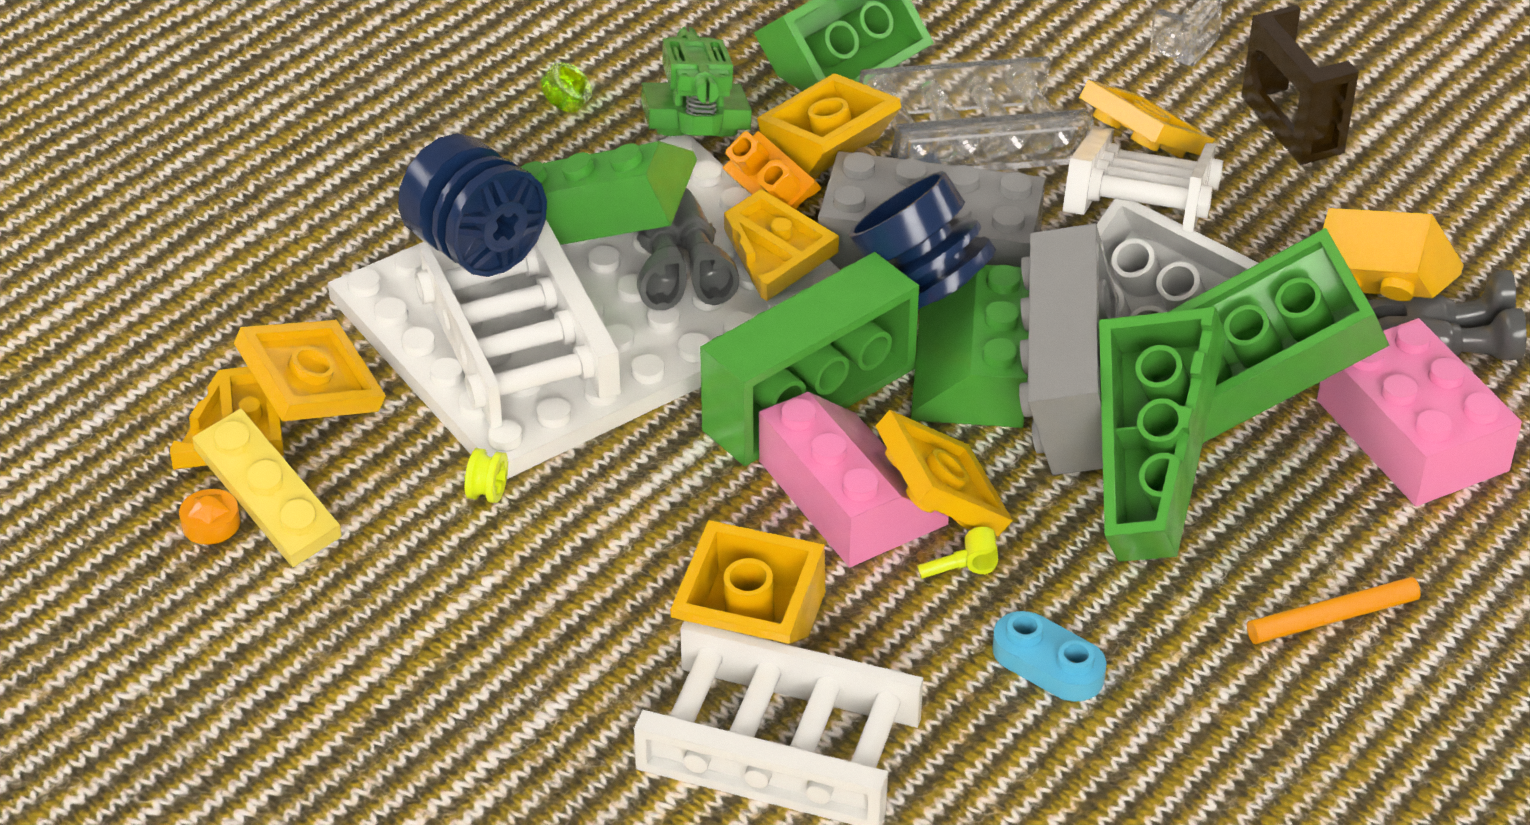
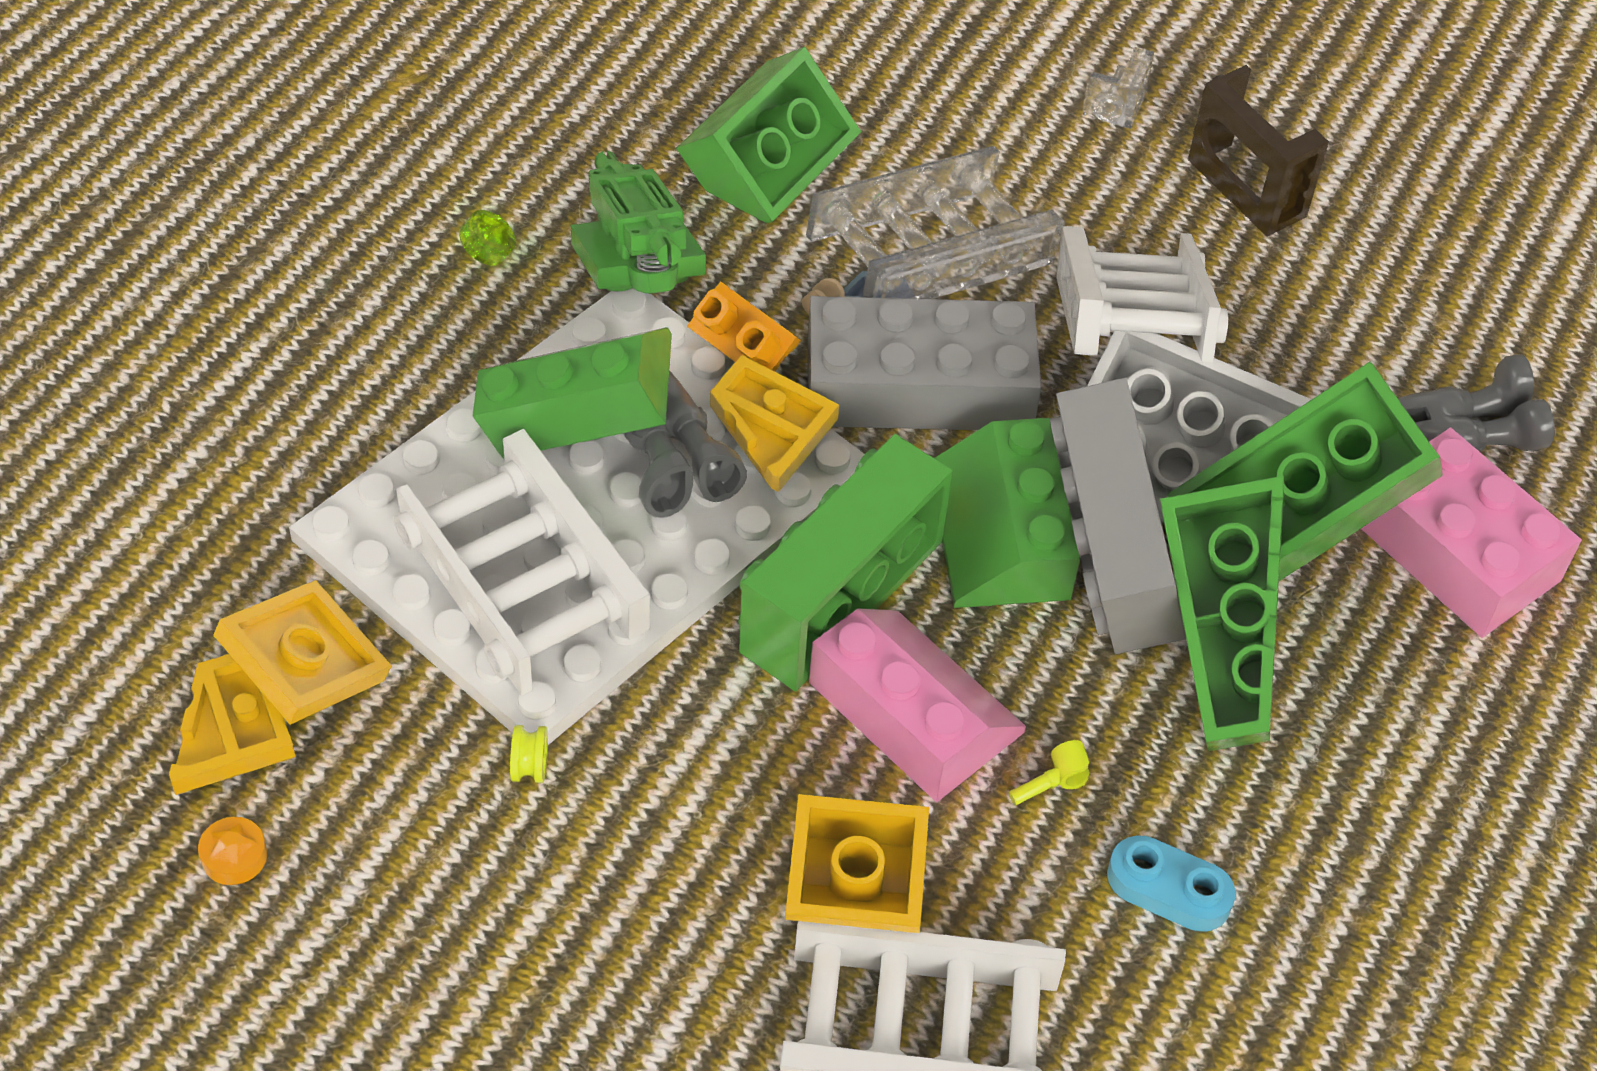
camera: 15 degrees left, 10 degrees up
(267, 487) = (291, 808): light yellow plate -> none
(472, 204) = (449, 435): dark blue wheel -> none
(828, 119) = (788, 257): yellow slope -> none
(918, 236) = (938, 402): dark blue wheel -> none
(942, 474) = (1016, 684): yellow plate -> none
(1150, 123) = (1120, 214): yellow plate -> none
(1333, 610) = (1437, 781): light orange bar -> none
(1394, 252) = (1413, 353): yellow slope -> none

